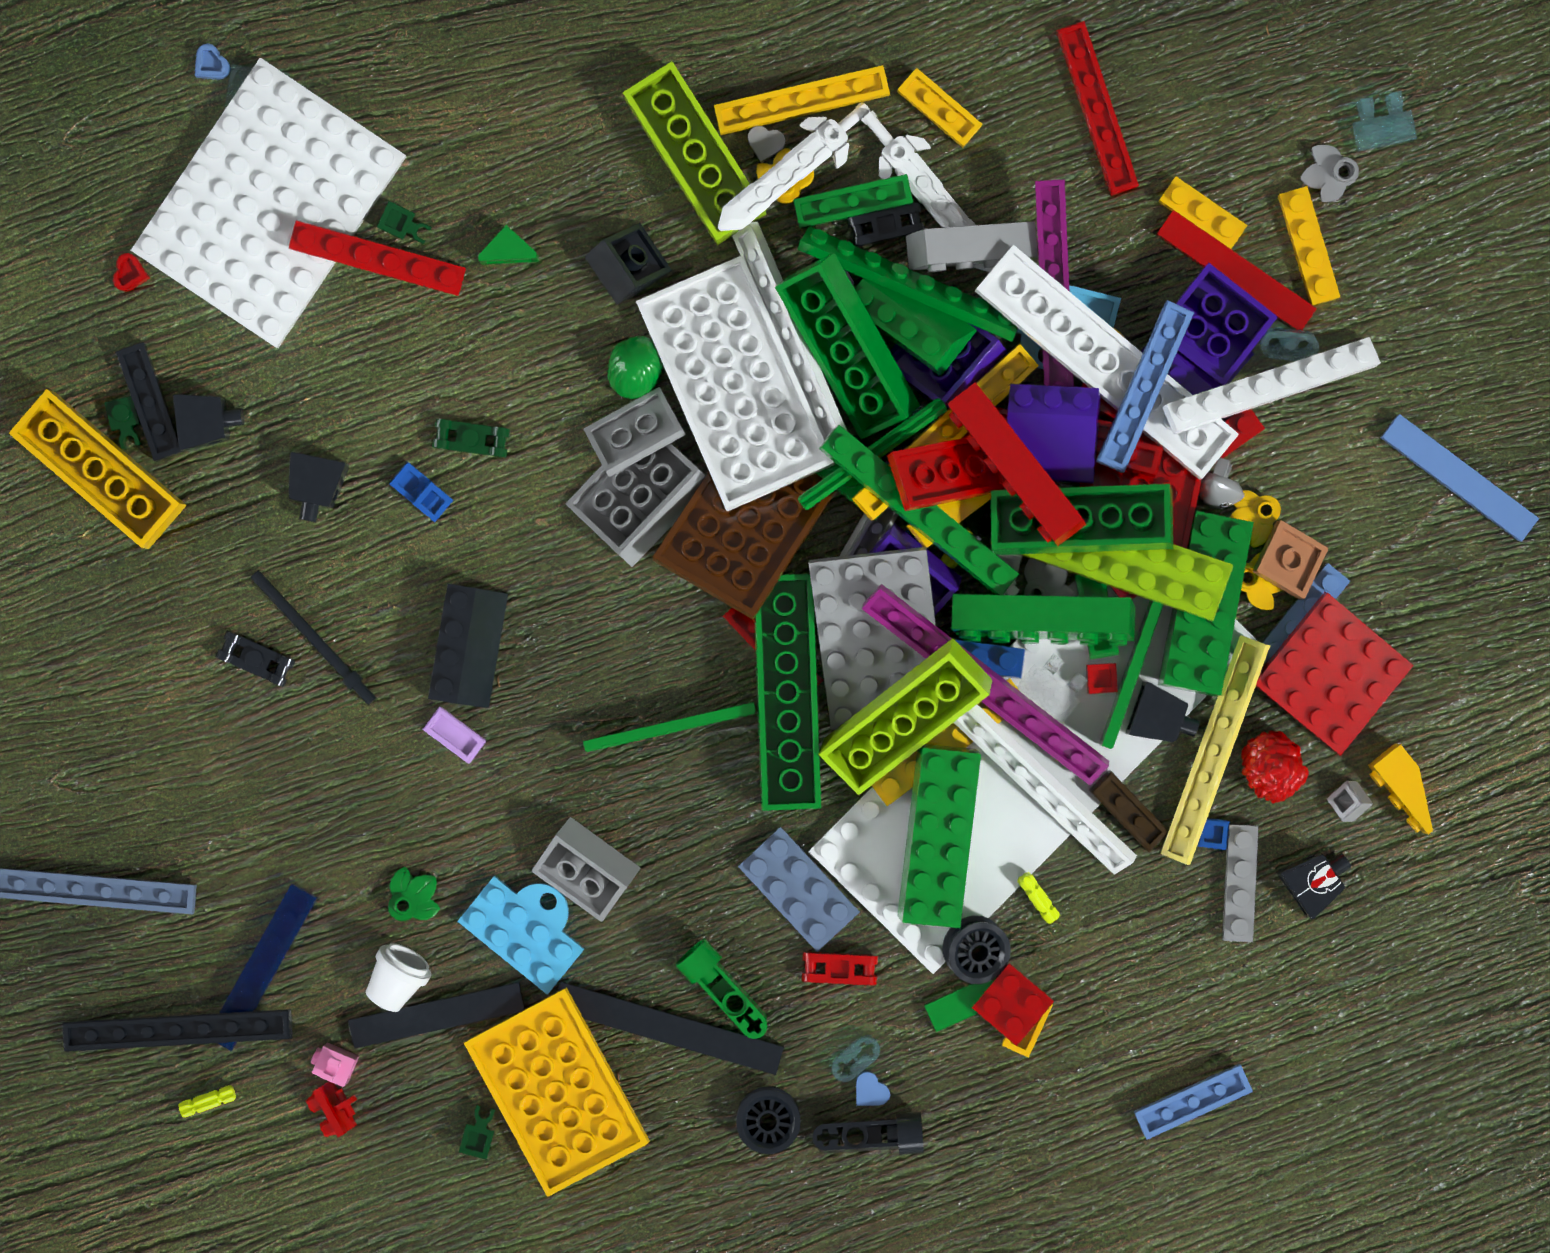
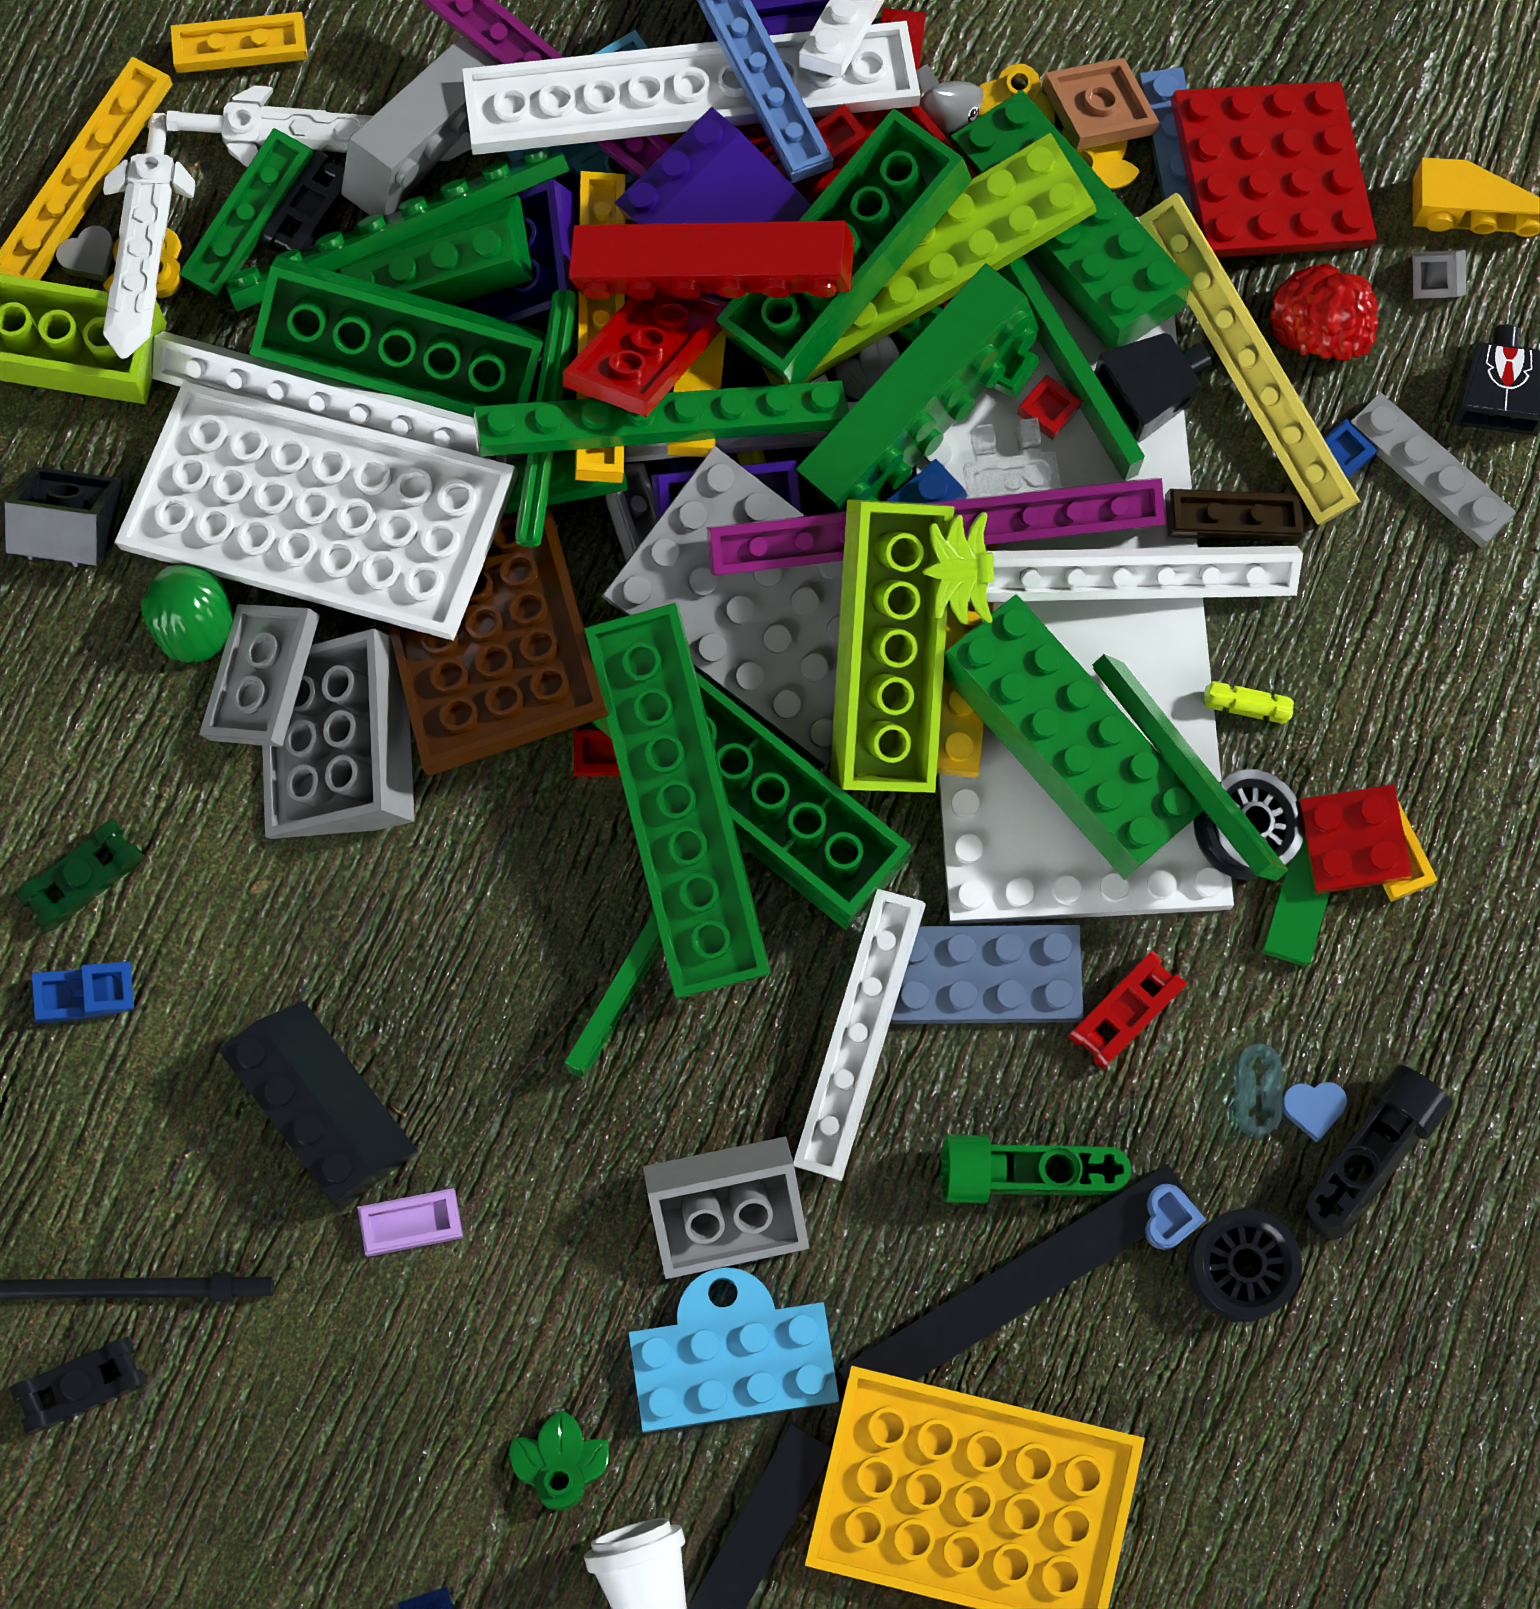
camera: 50 degrees left, 15 degrees down
(716, 859) = (859, 1034): none -> white plate
(743, 685) = (677, 801): none -> green plate
(759, 1070) = (1171, 1217): none -> medium blue tile
(964, 723) = (961, 568): none -> lime piece
(971, 903) = (1190, 768): none -> green tile

